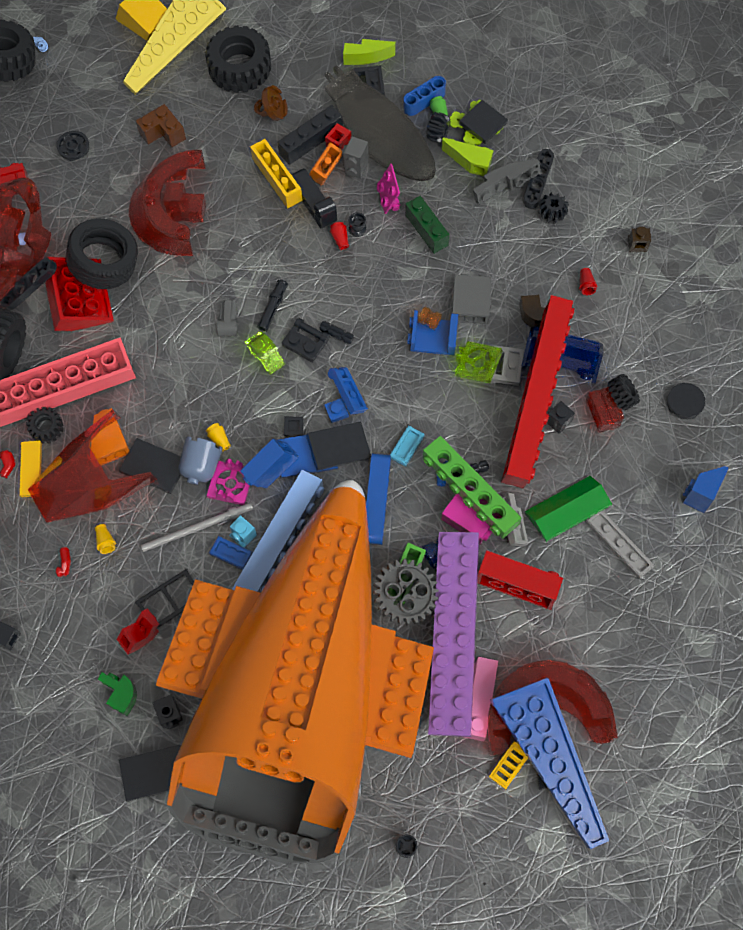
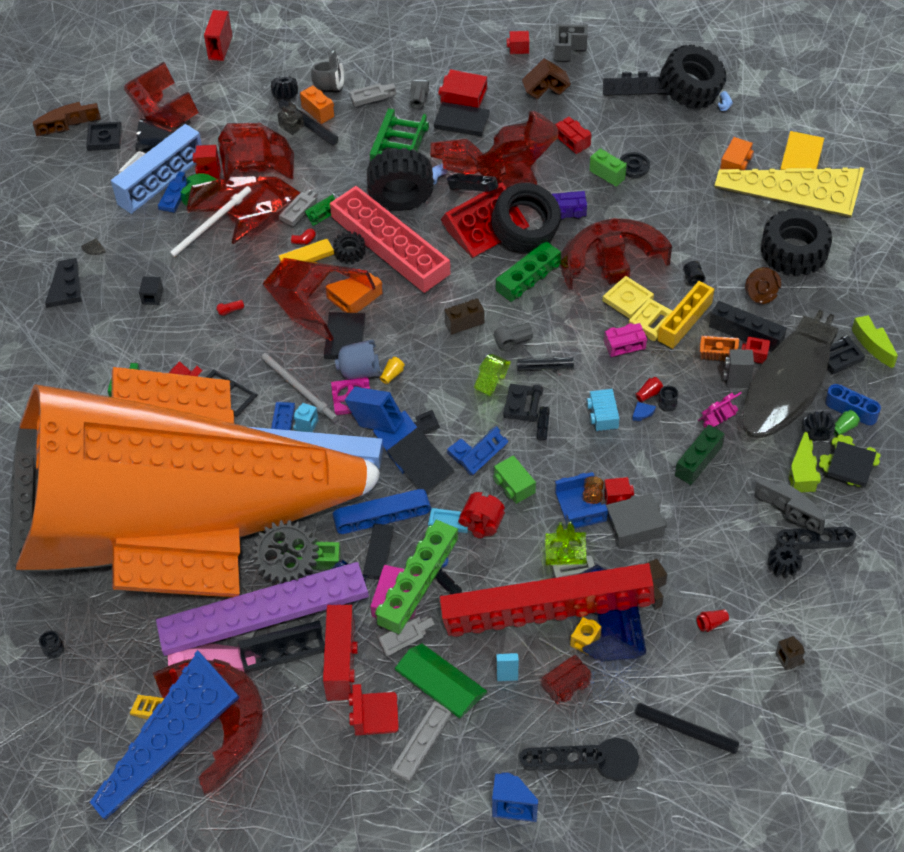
camera: 70 degrees right, 15 degrees down
(68, 165) = (608, 167): none -> bright green brick
(97, 208) = (572, 204): none -> dark purple brick
(104, 540) = (260, 326): yellow cone -> none
(112, 61) = (737, 155): none -> orange brick
(161, 123) = (689, 214): reddish brown brick -> none
(169, 302) = (528, 271): none -> green brick
(187, 351) = (464, 316): none -> dark brown brick
(230, 149) = (694, 273): none -> black wheel
(230, 211) = (627, 297): none -> light yellow plate
(258, 204) = (647, 316): none -> light yellow plate
(277, 232) = (625, 339): none -> dark pink brick
(321, 208) = (667, 363): black beam -> none
(346, 278) = (603, 409): none -> medium azure brick
(359, 250) = (643, 411): none -> blue tile
(389, 376) = (514, 479): none -> bright green brick
(416, 516) = (378, 550): none -> black tile
(422, 414) = (482, 514): none -> red brick
(438, 299) = (617, 490): none -> red brick
(483, 626) = (275, 641): none -> black fence
(560, 417) = (537, 639): black brick -> none
(569, 386) = (589, 626): none -> yellow brick
(582, 572) = (373, 712): none -> red bracket
(583, 447) = (507, 667): none -> medium azure tile
(623, 392) = (581, 685): black tyre -> none
(675, 340) = (687, 728): none -> black axle
(675, 439) = (562, 761): none -> black beam

